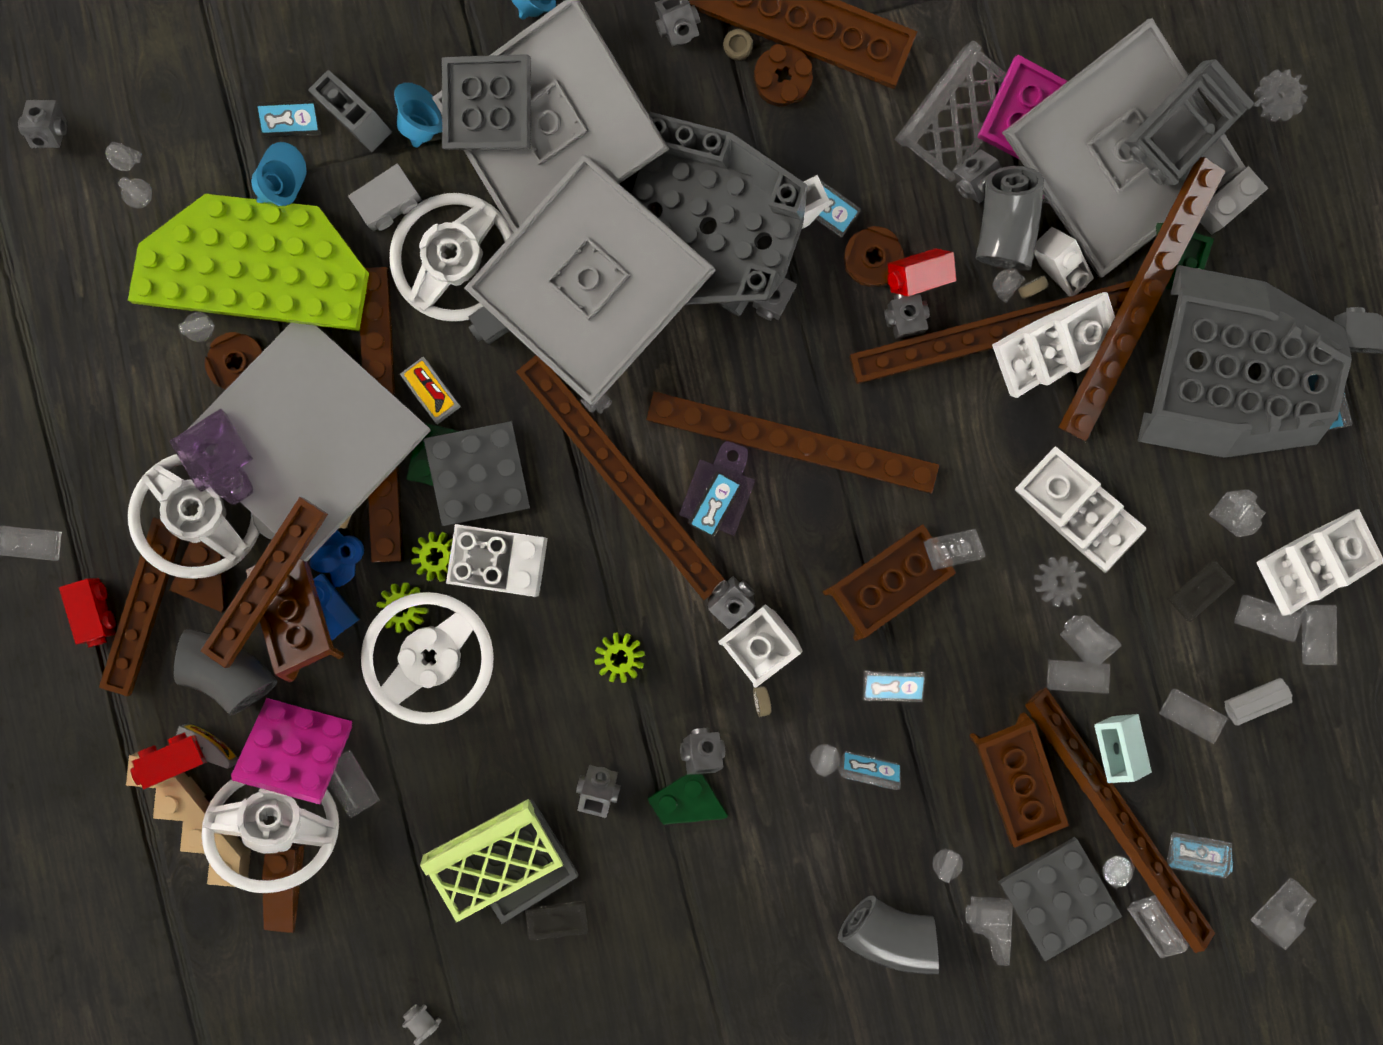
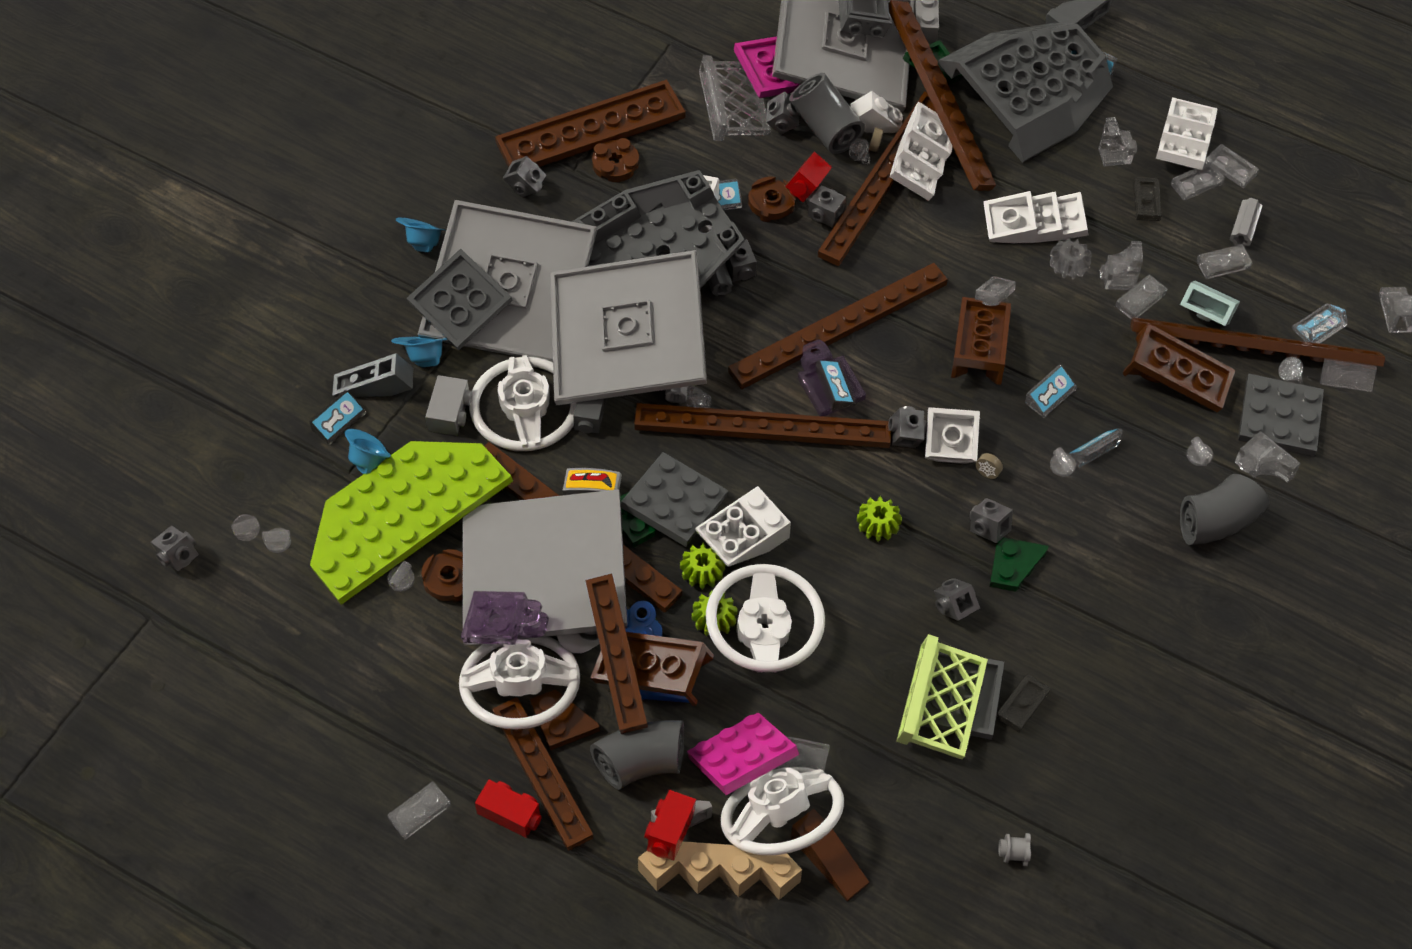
camera: 50 degrees left, 30 degrees down
(738, 44) = (571, 167): dark tan tile -> none

